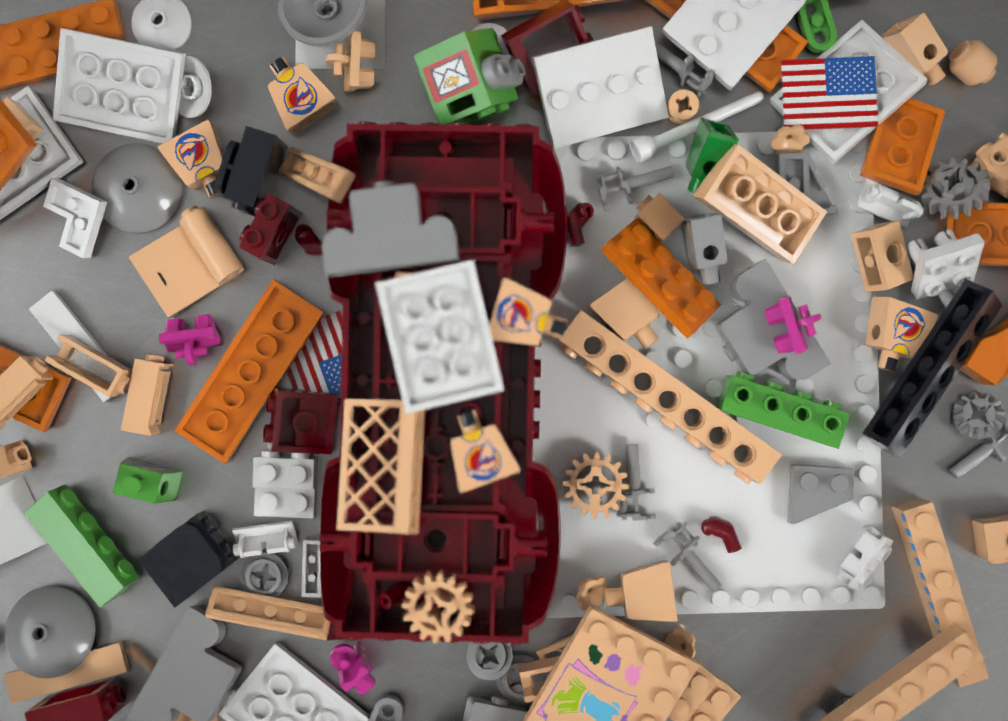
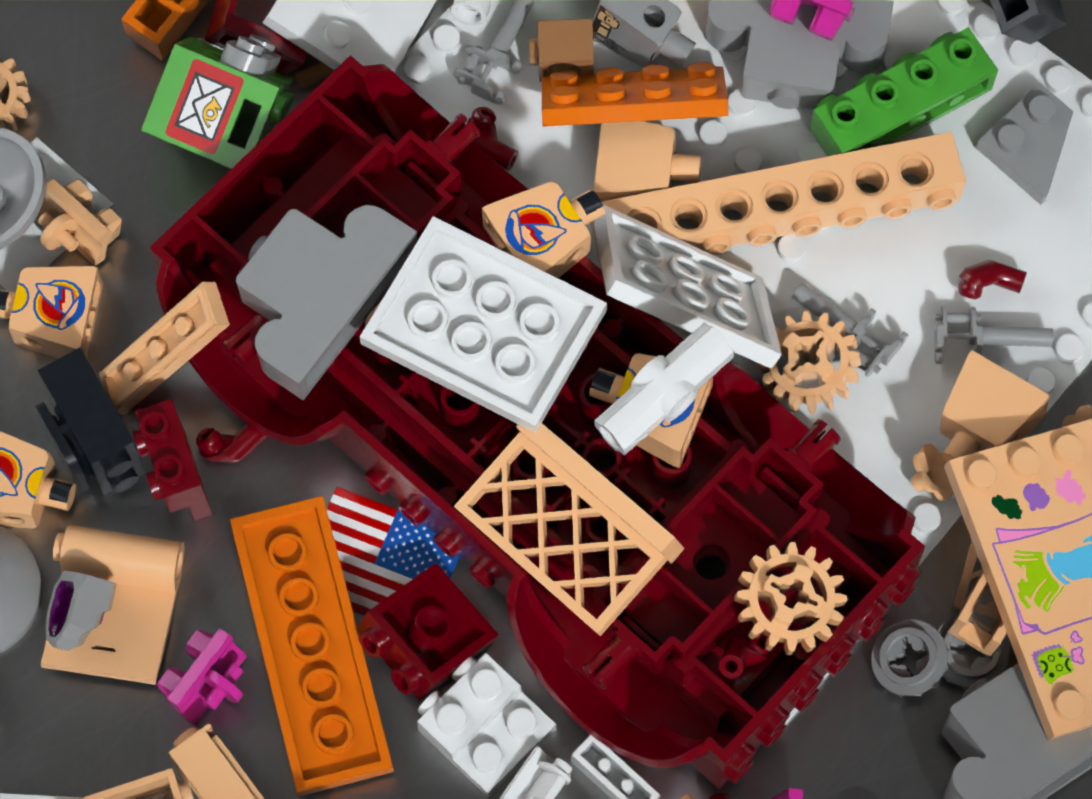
camera: 50 degrees left, 20 degrees down
(164, 251) = (77, 608): none -> light grey rock
(482, 460) = (664, 388): none -> white piece
(570, 401) = (685, 285): none -> white plate

